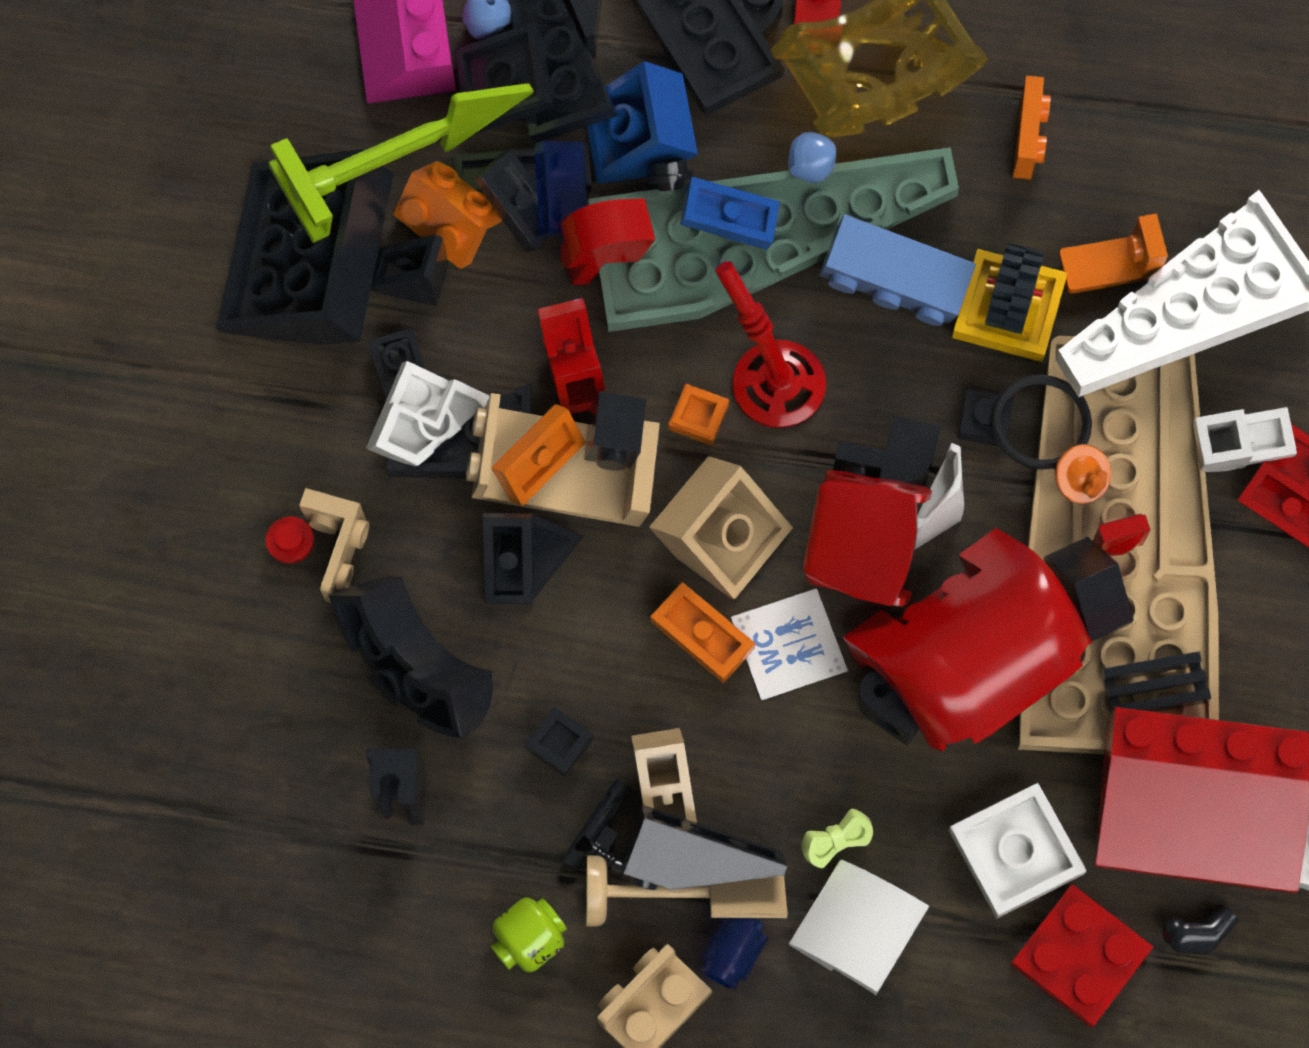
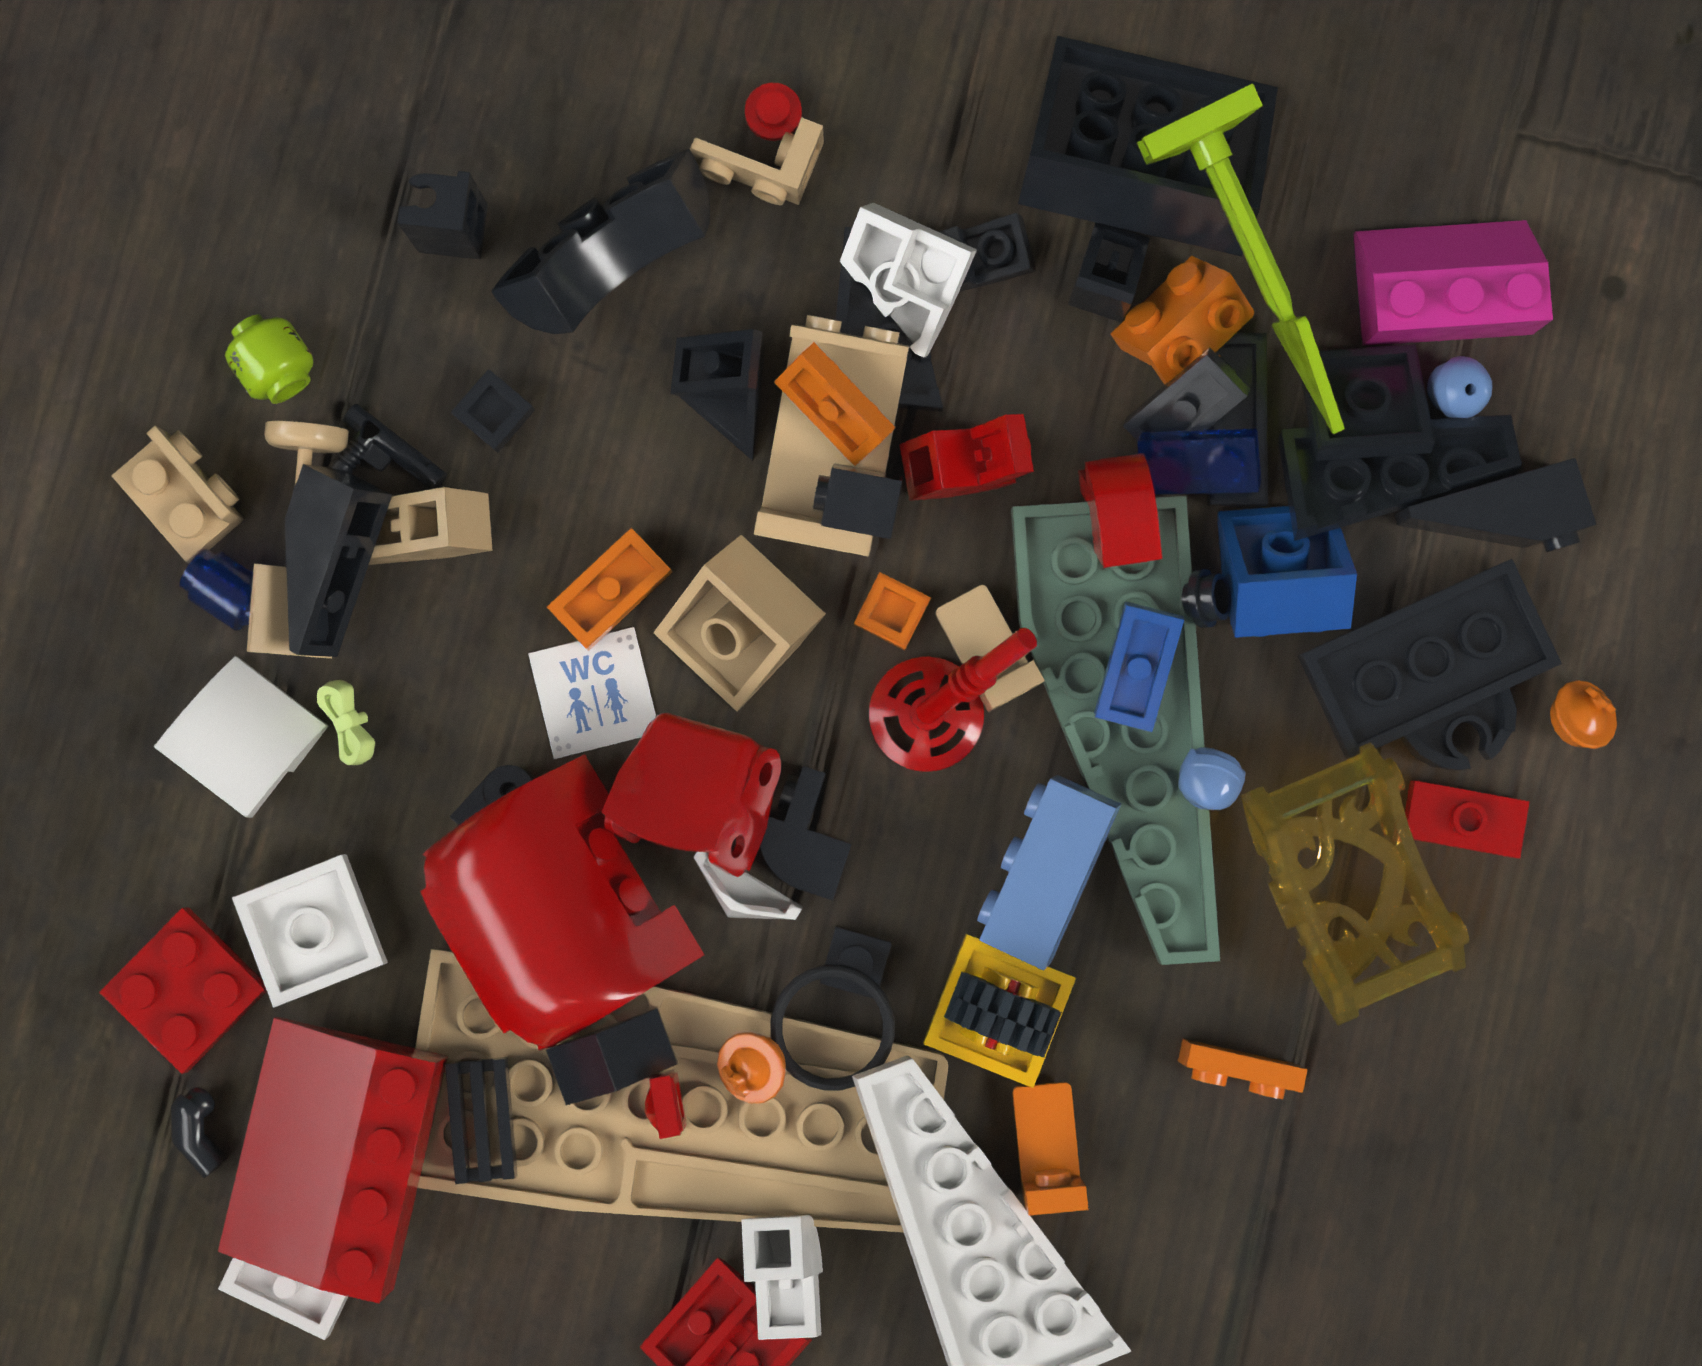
camera: 90 degrees right, 15 degrees up
(717, 340) = (977, 627): none -> tan bracket

